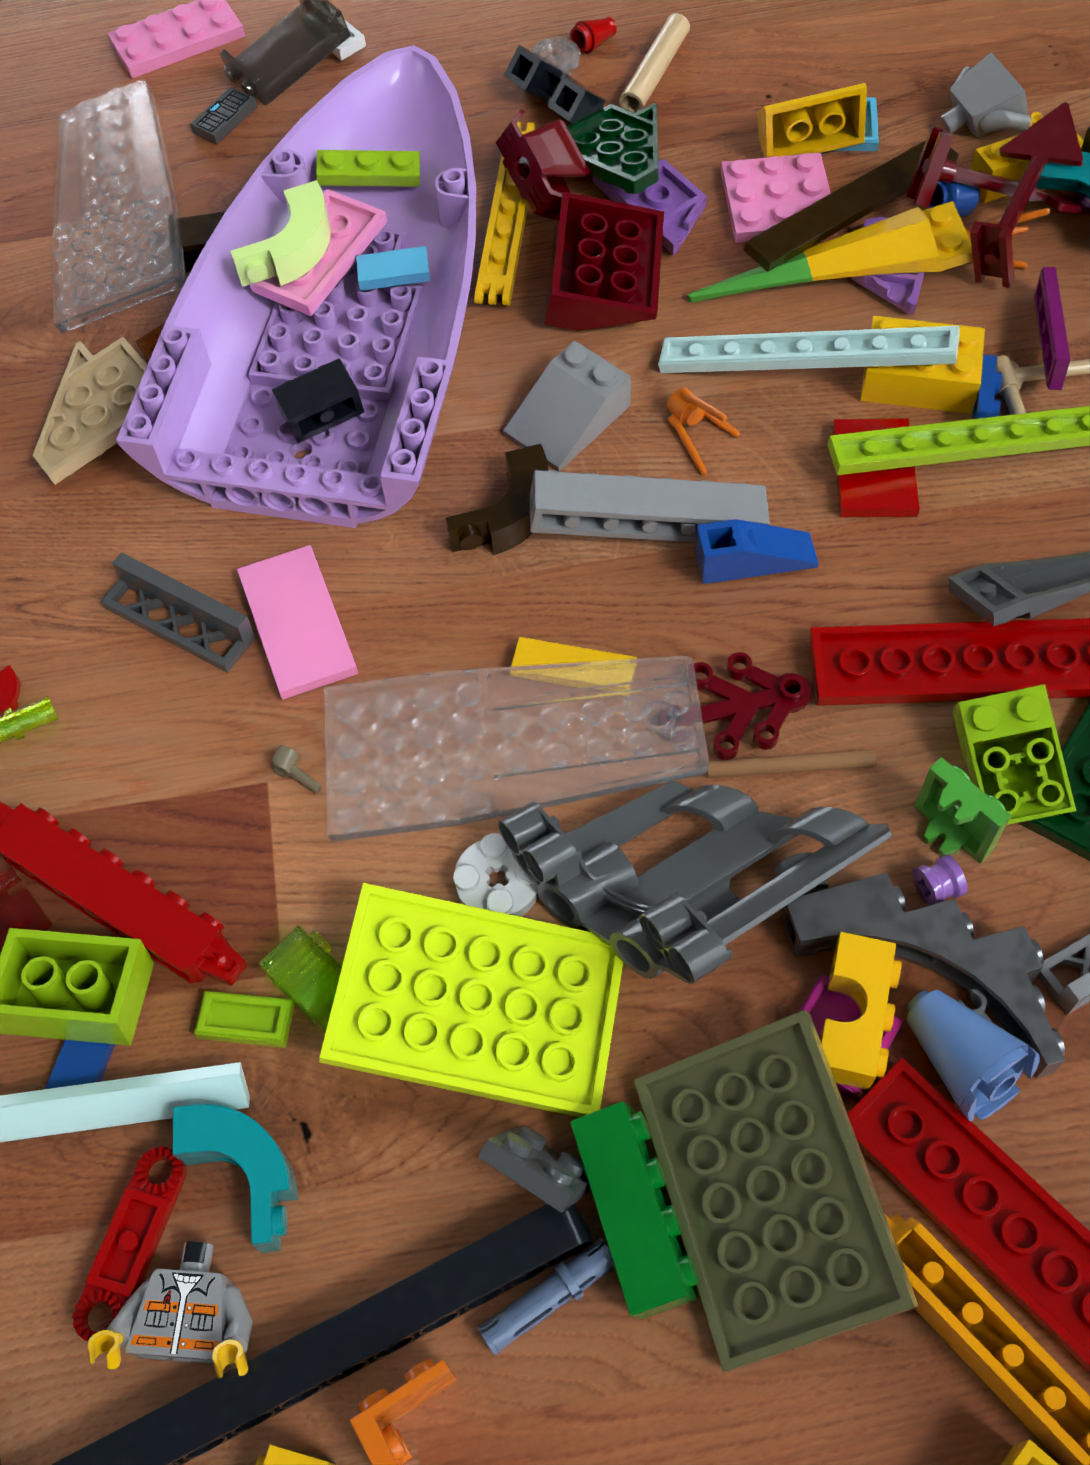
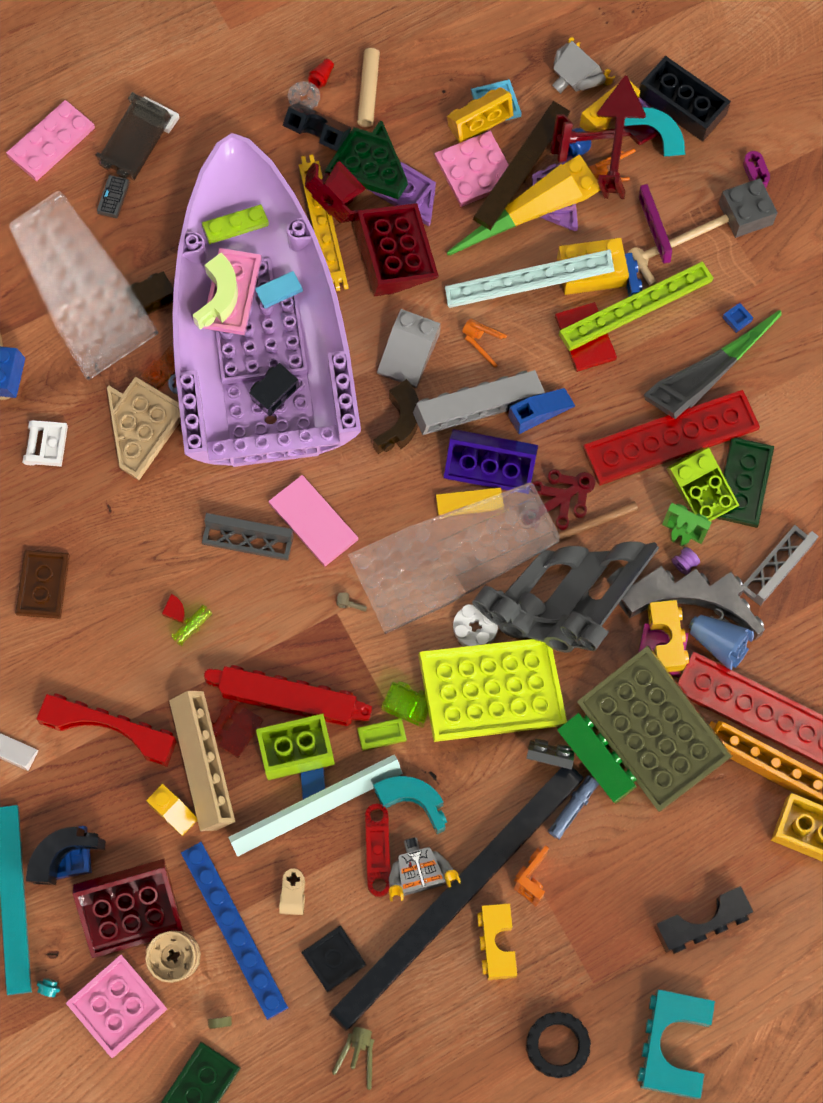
camera: 25 degrees left, 10 degrees up
(632, 606) = (489, 460): none -> dark purple slope

